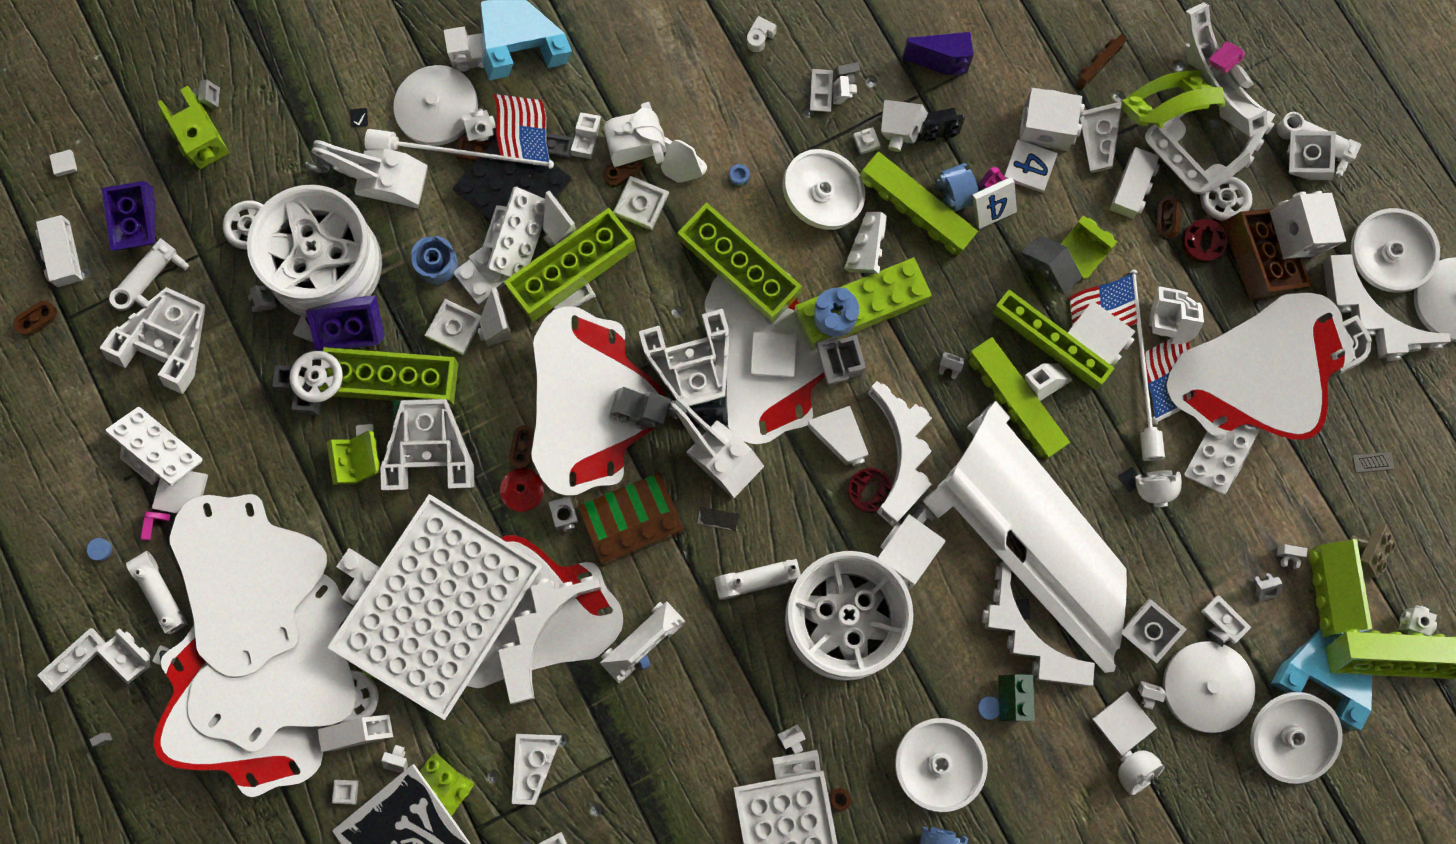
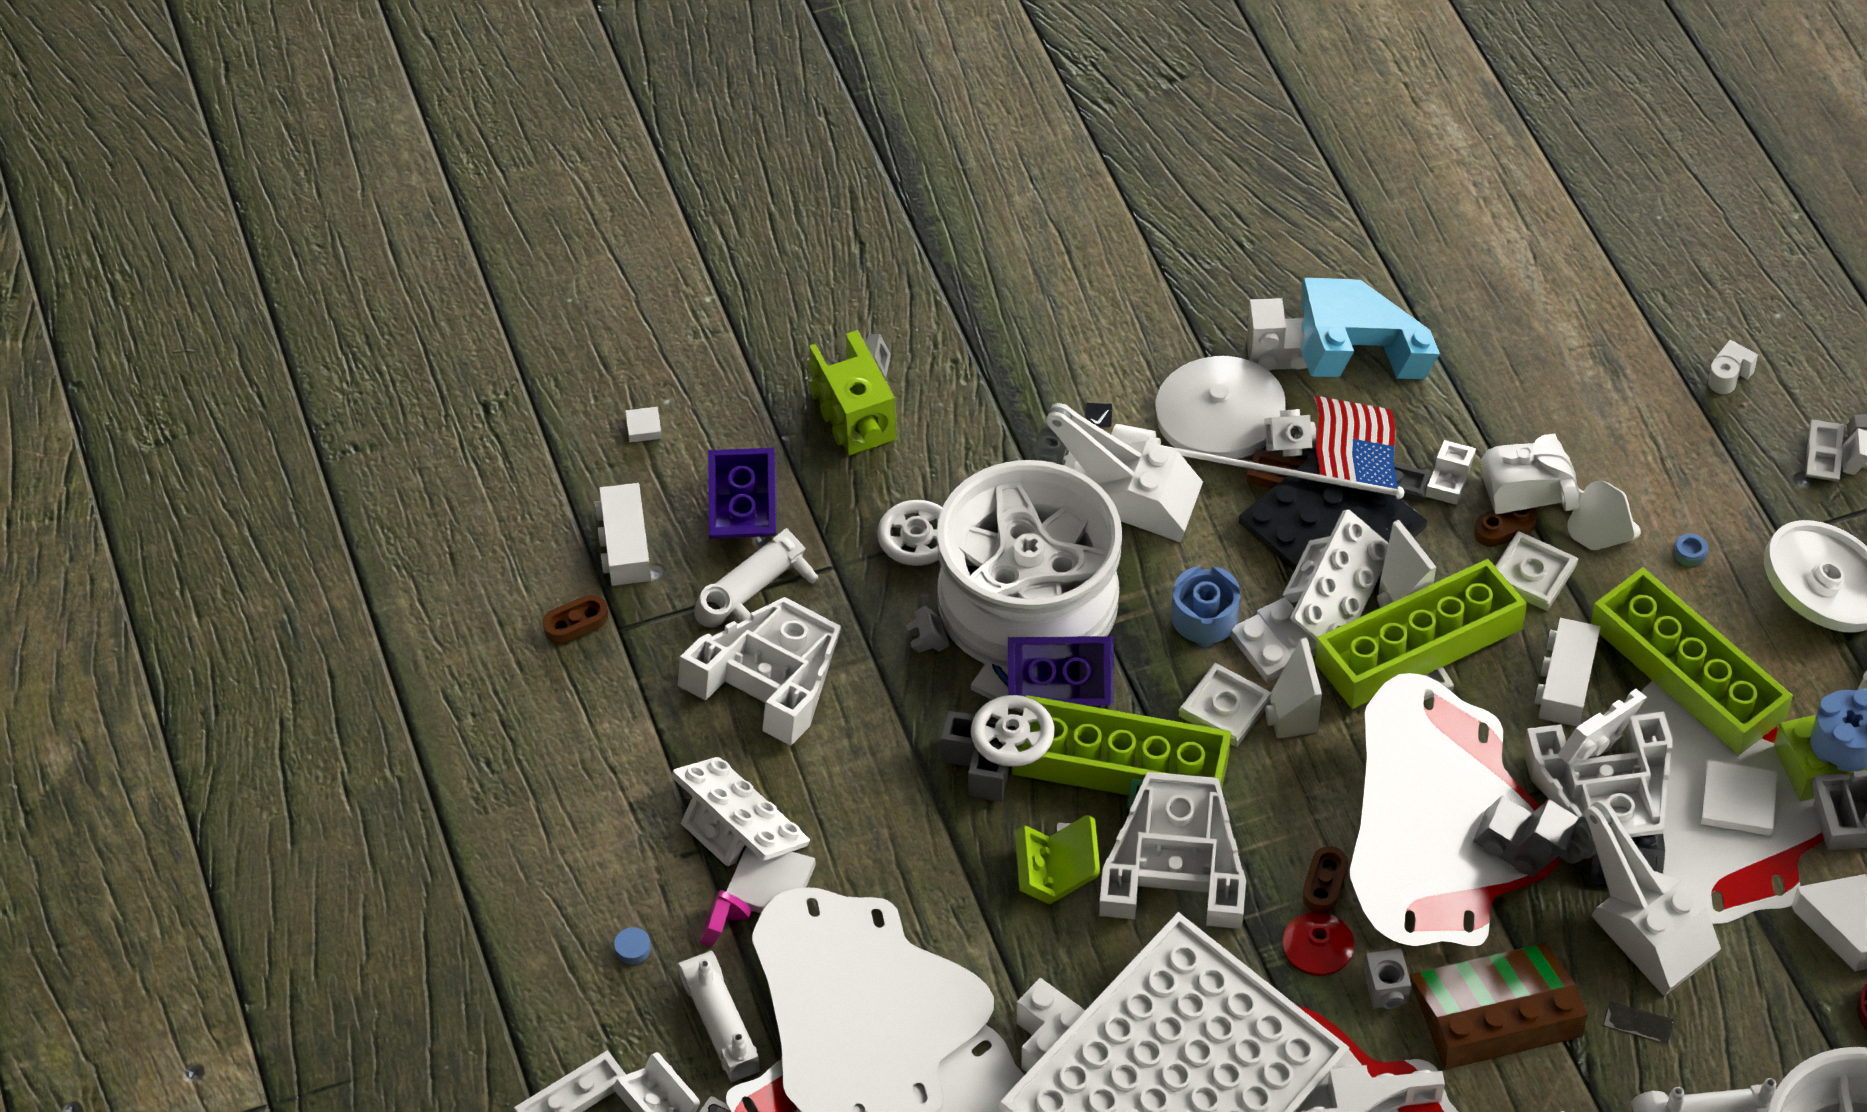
camera: 10 degrees right, 25 degrees down
(664, 278) = (1567, 671): none -> white brick
(683, 329) = (1601, 731): none -> white wing

